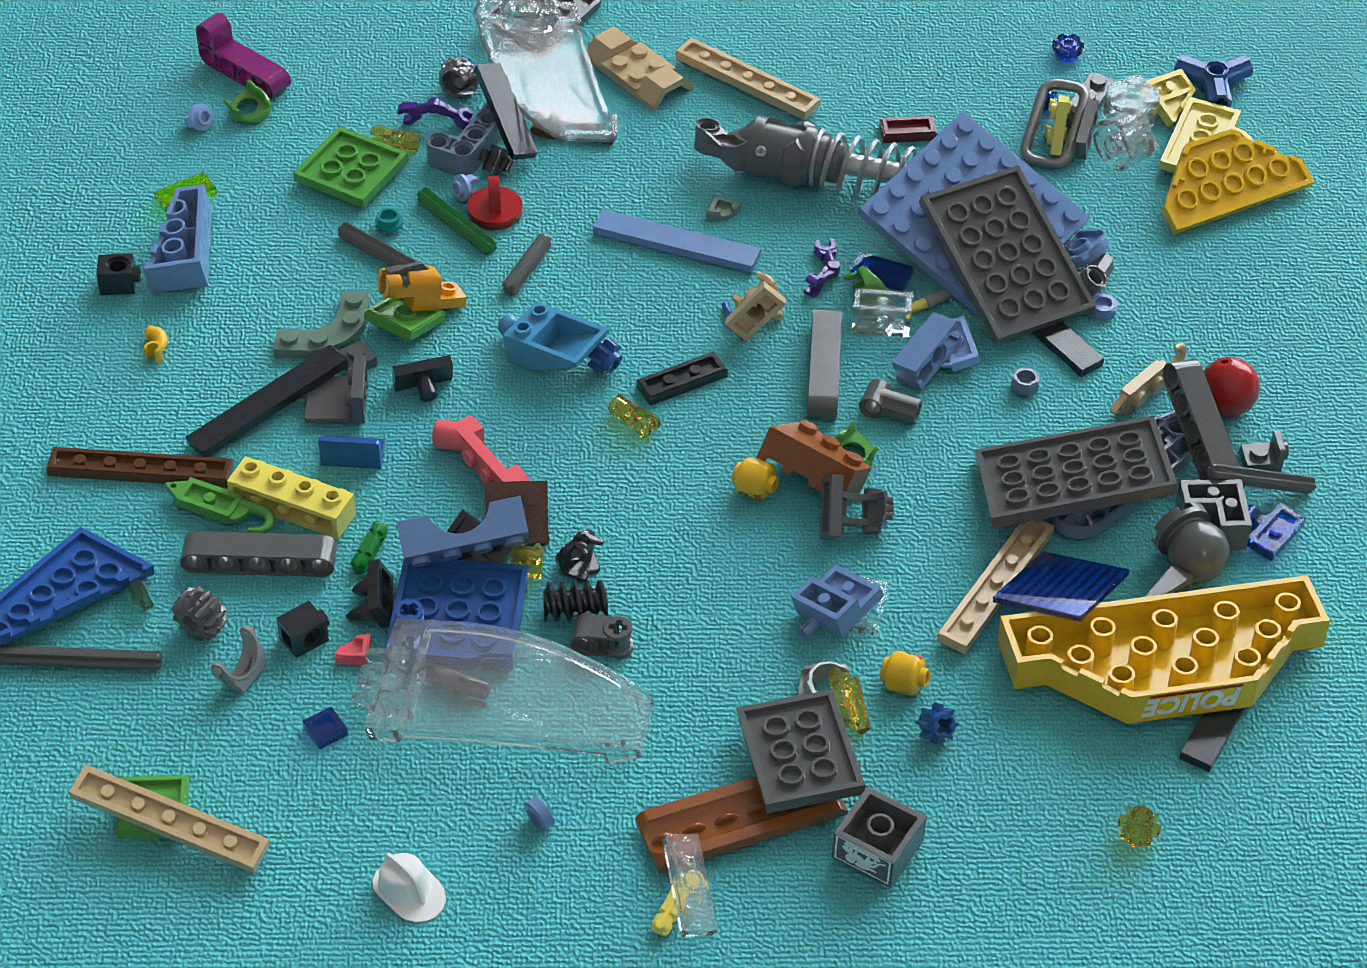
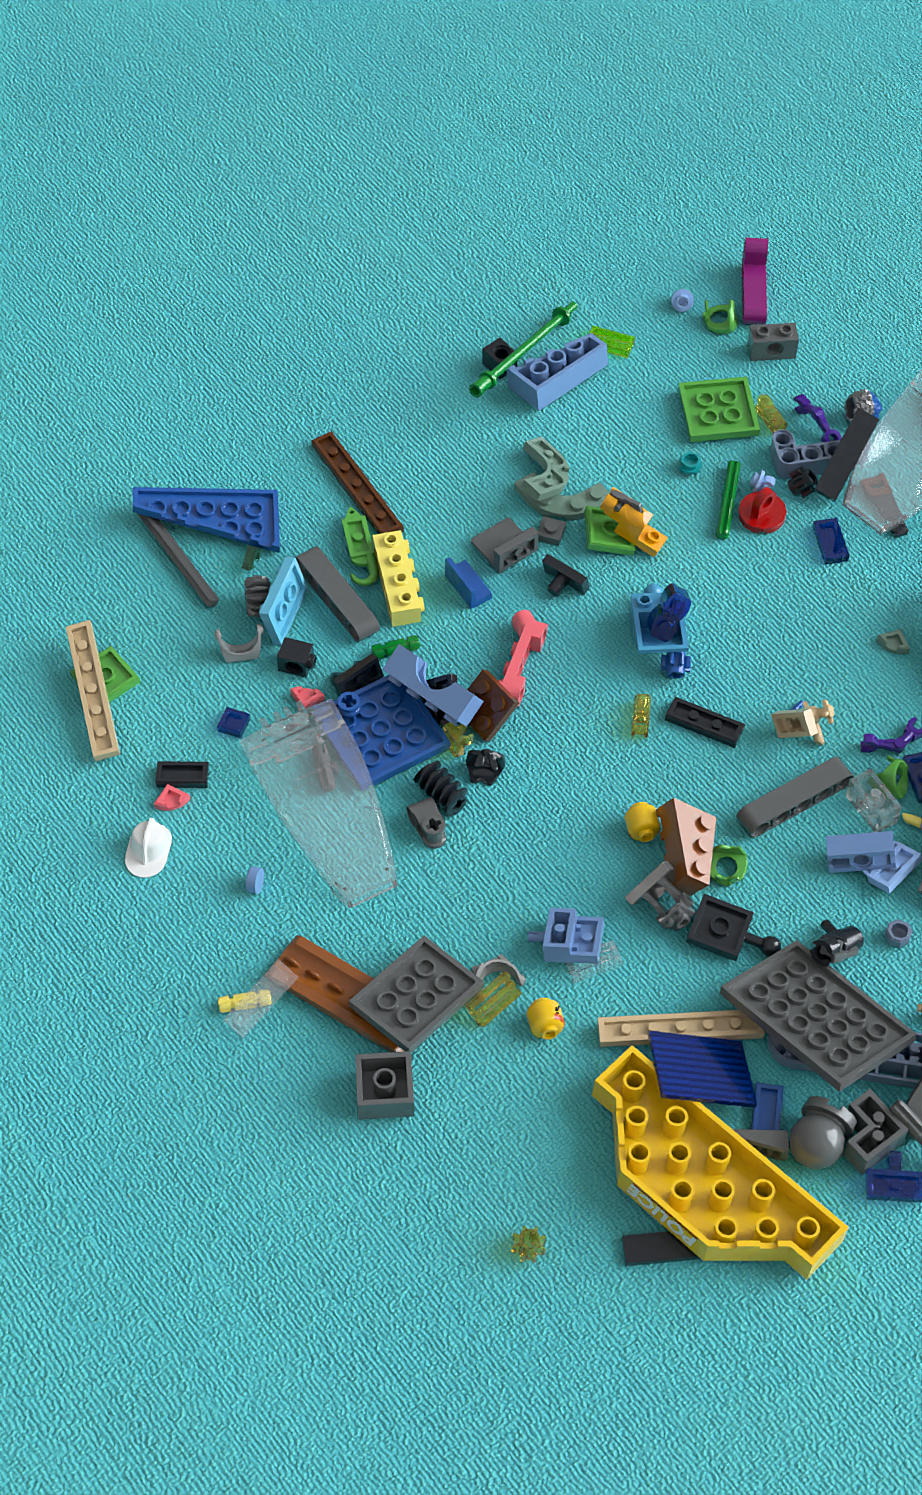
camera: 55 degrees right, 10 degrees up
(148, 283) = (488, 379): none -> green bar
(157, 344) = (470, 419): yellow arm -> none
(225, 588) = (283, 600): none -> medium azure plate
(267, 401) = (466, 510): black tile -> none
(311, 321) = (554, 466): none -> sand green plate
(320, 88) = (773, 341): none -> dark grey brick
(346, 807) = (182, 774): none -> black tile
(366, 833) = (171, 799): none -> coral tile
(373, 245) = (659, 480): dark grey axle -> none
(526, 264) = (725, 565): dark grey axle -> none
(560, 315) = (671, 609): none -> clear blue brick
(573, 184) = (830, 541): none -> clear blue tile
(677, 241) = (834, 636): medium blue tile -> none
(882, 400) = (792, 855): dark grey piece -> none
(920, 492) = (724, 928): none -> black plate
(937, 723) = (515, 1064): blue gear -> none
(1007, 422) = (836, 944): none -> black piece
(1138, 581) = (769, 1106): none -> blue tile

